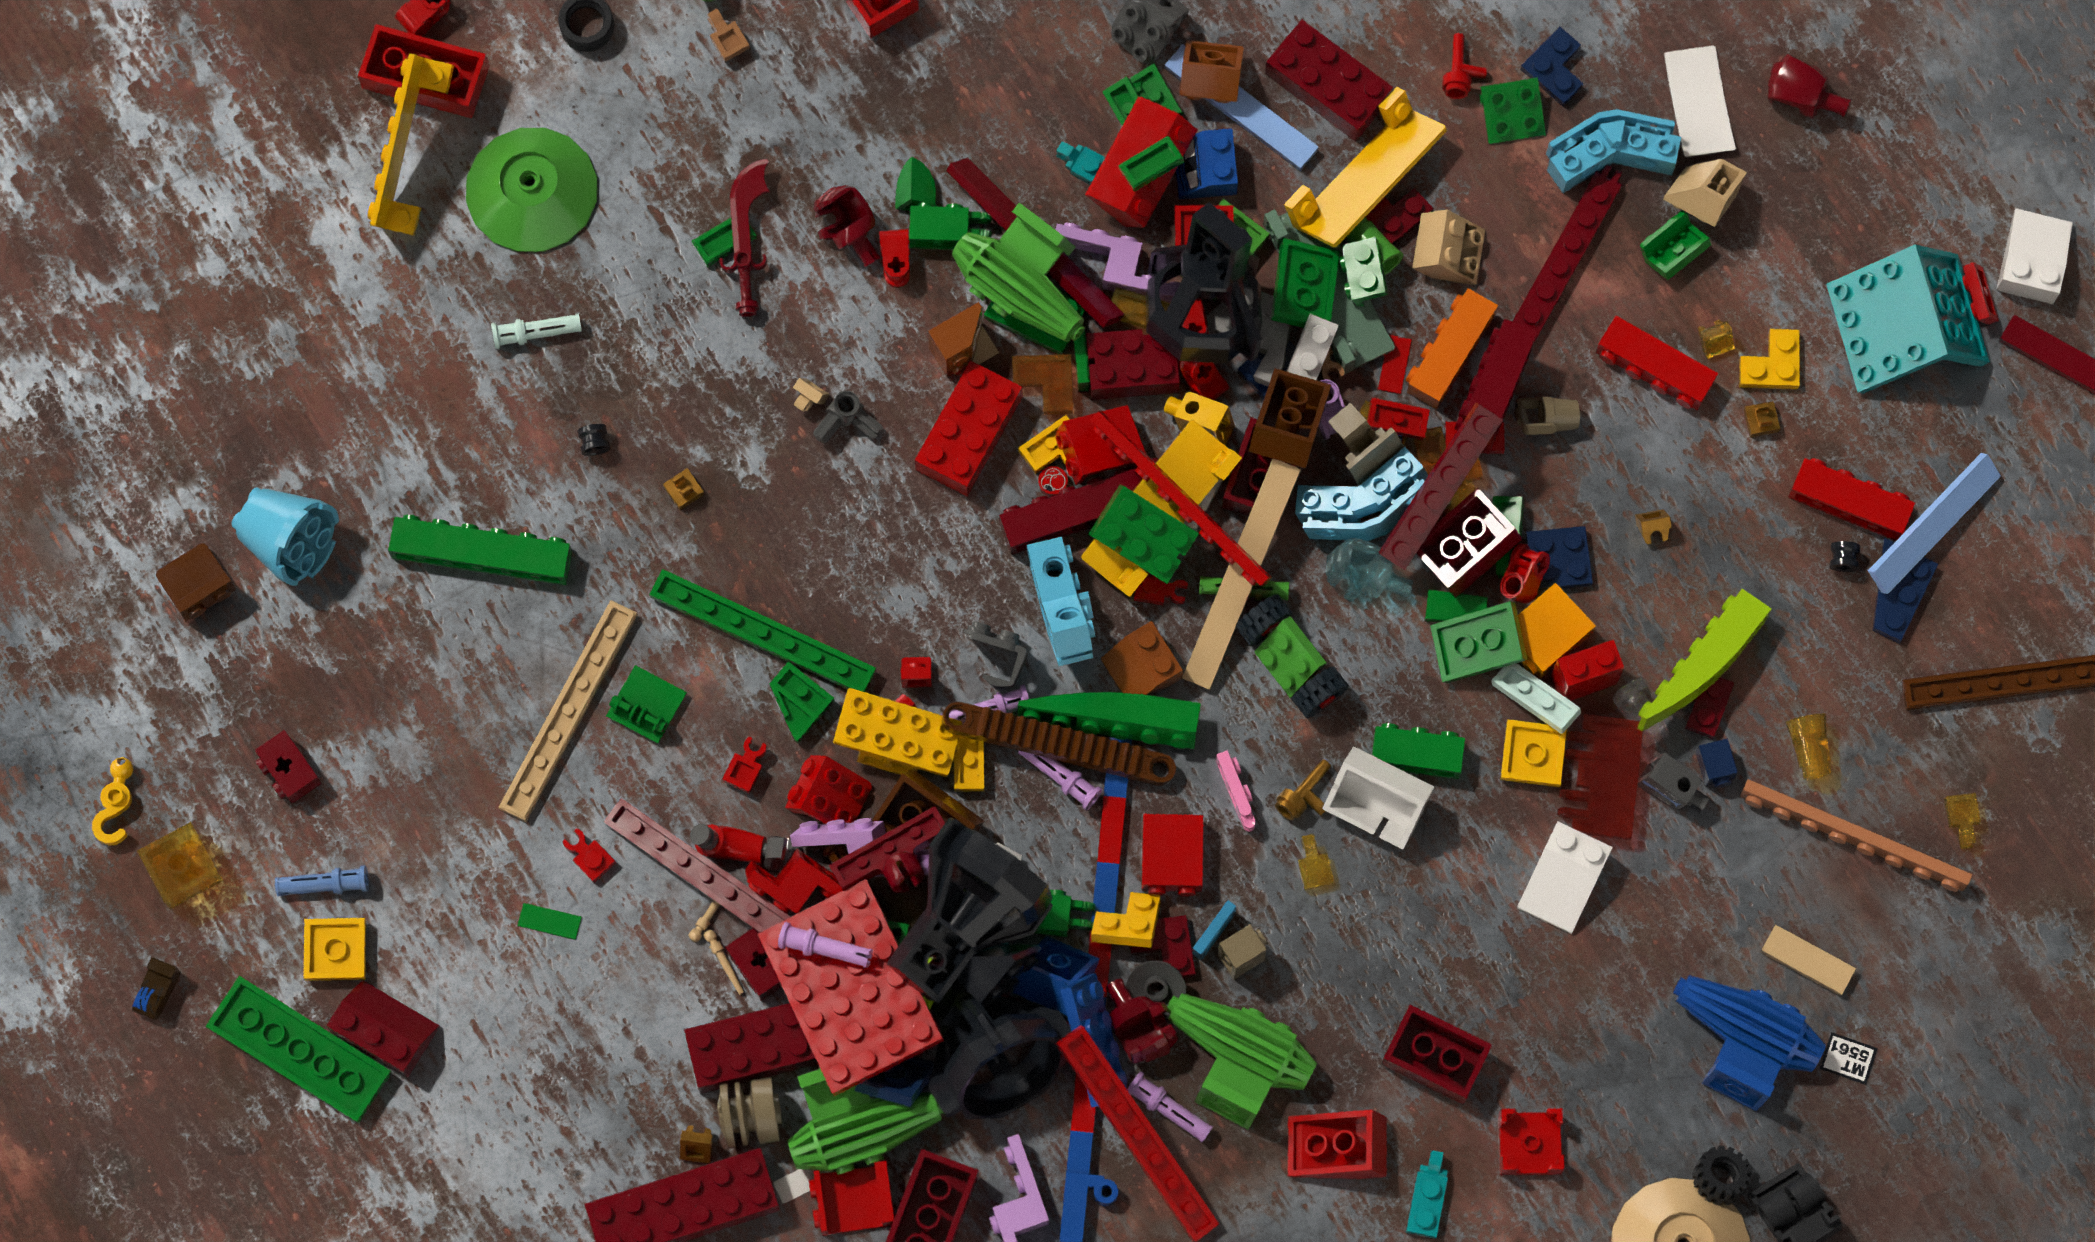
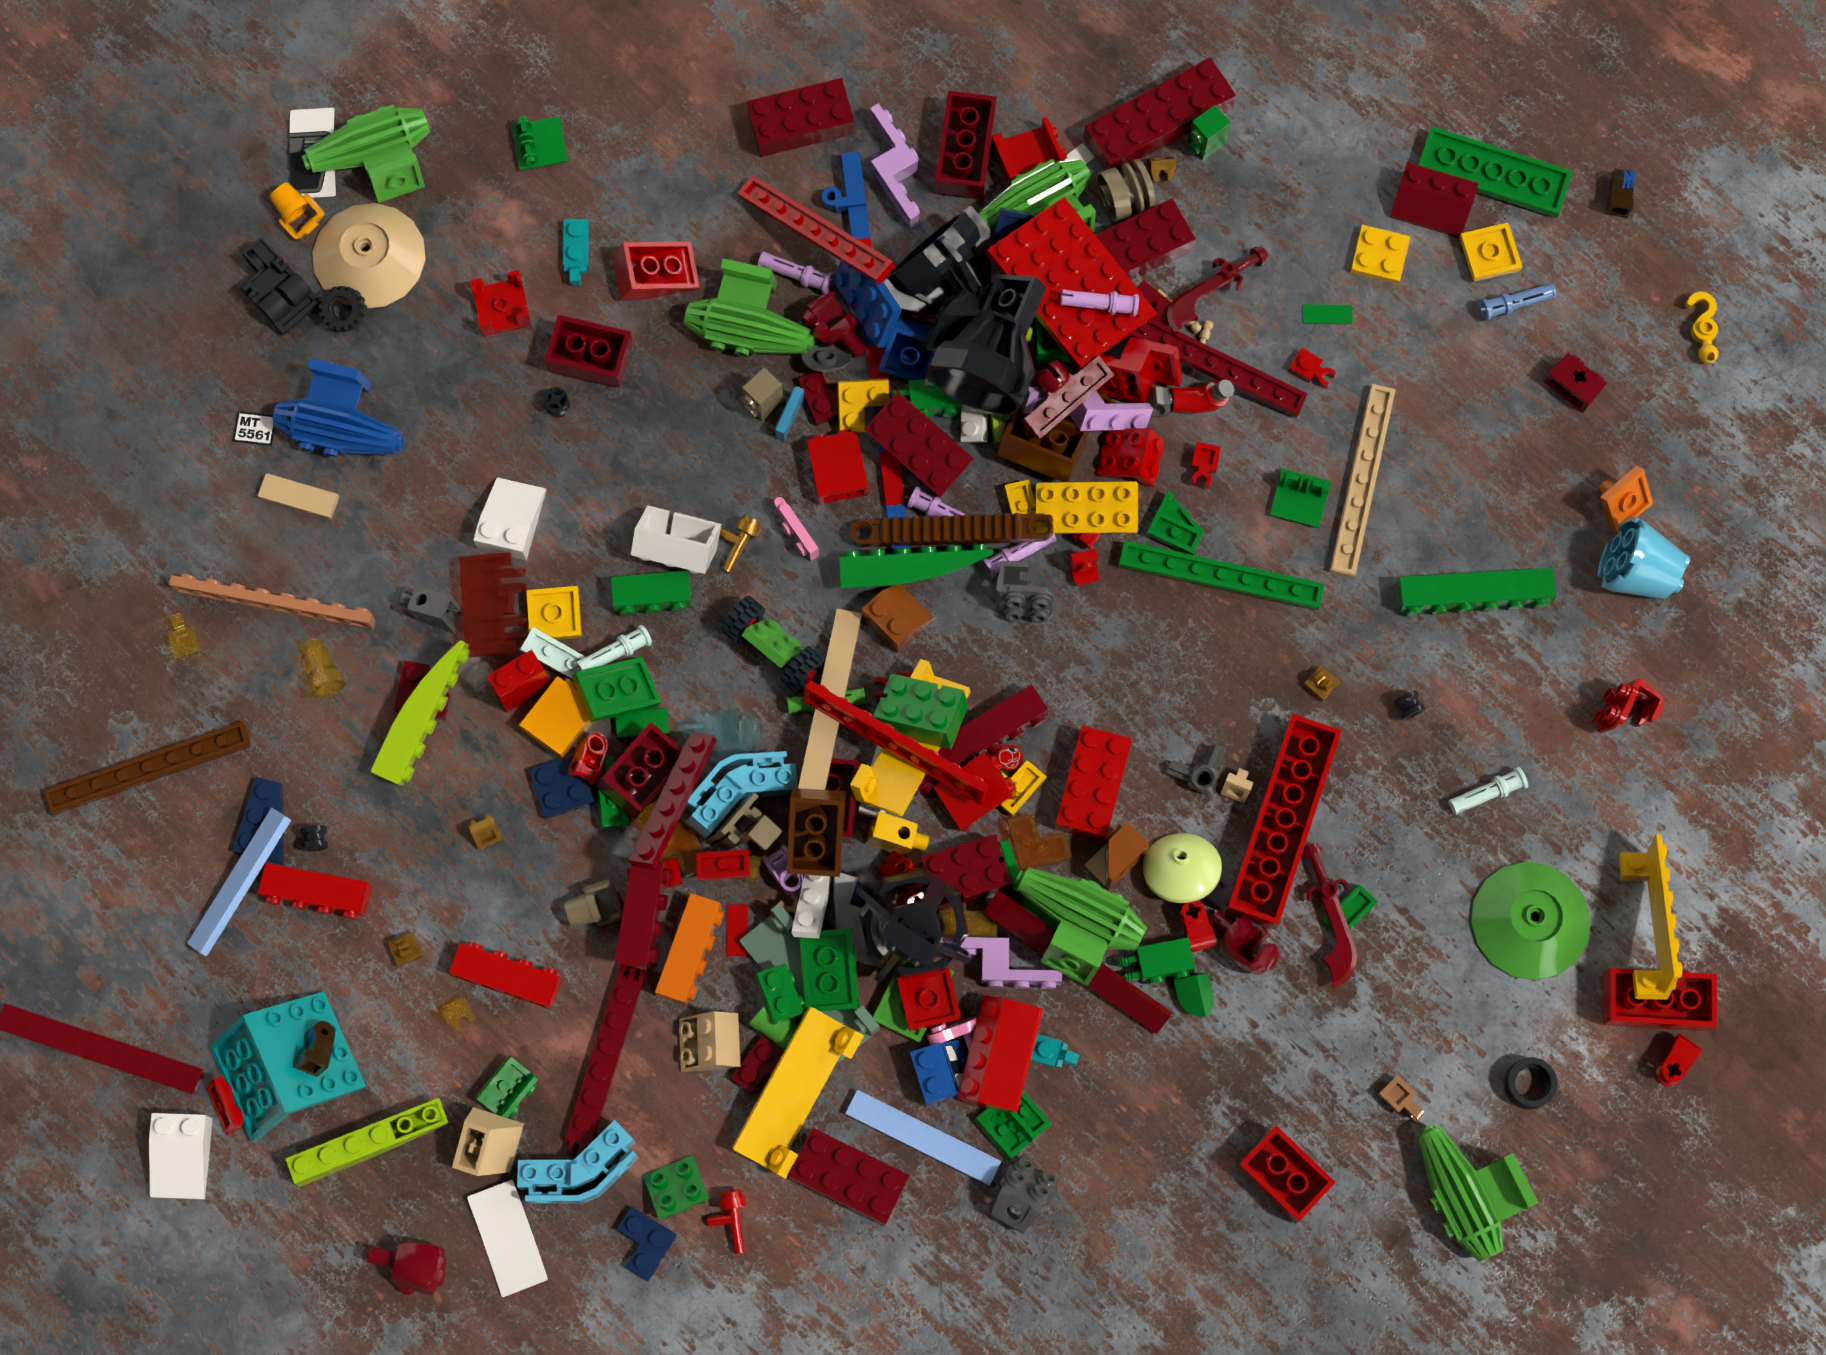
camera: 165 degrees right, 0 degrees up
(180, 865) = (1634, 283): clear yellow brick -> none
(195, 581) = (1701, 514): reddish brown bracket -> none
(279, 613) = (1625, 498): none -> orange tile
(361, 384) = (1620, 701): none -> red piece
(465, 978) = (1380, 254): none -> yellow plate
(631, 1165) = (1208, 132): none -> green brick
(723, 948) = (1182, 307): none -> dark red sword
(770, 341) = (1283, 821): none -> red brick
(890, 296) = (1182, 879): none -> yellowish green dish
(1063, 610) = (976, 642): medium azure brick -> none
(1072, 849) = (919, 444): none -> dark red brick
(1151, 163) = (990, 1045): green tile -> none
(1170, 199) = (943, 1033): none -> bright pink piece
(1211, 71) = (957, 1159): dark orange slope -> none
(1314, 868) = (719, 484): clear yellow plate -> none
(1486, 1000) = (555, 396): none -> black wheel
(1509, 676) = (623, 646): none -> light aqua pin
(1716, 763) = (398, 637): dark blue brick -> none
(1778, 370) = (396, 998): yellow plate -> none
(1836, 221) = (366, 1143): none -> lime slope
(1872, 315) = (318, 1049): none -> dark brown leg

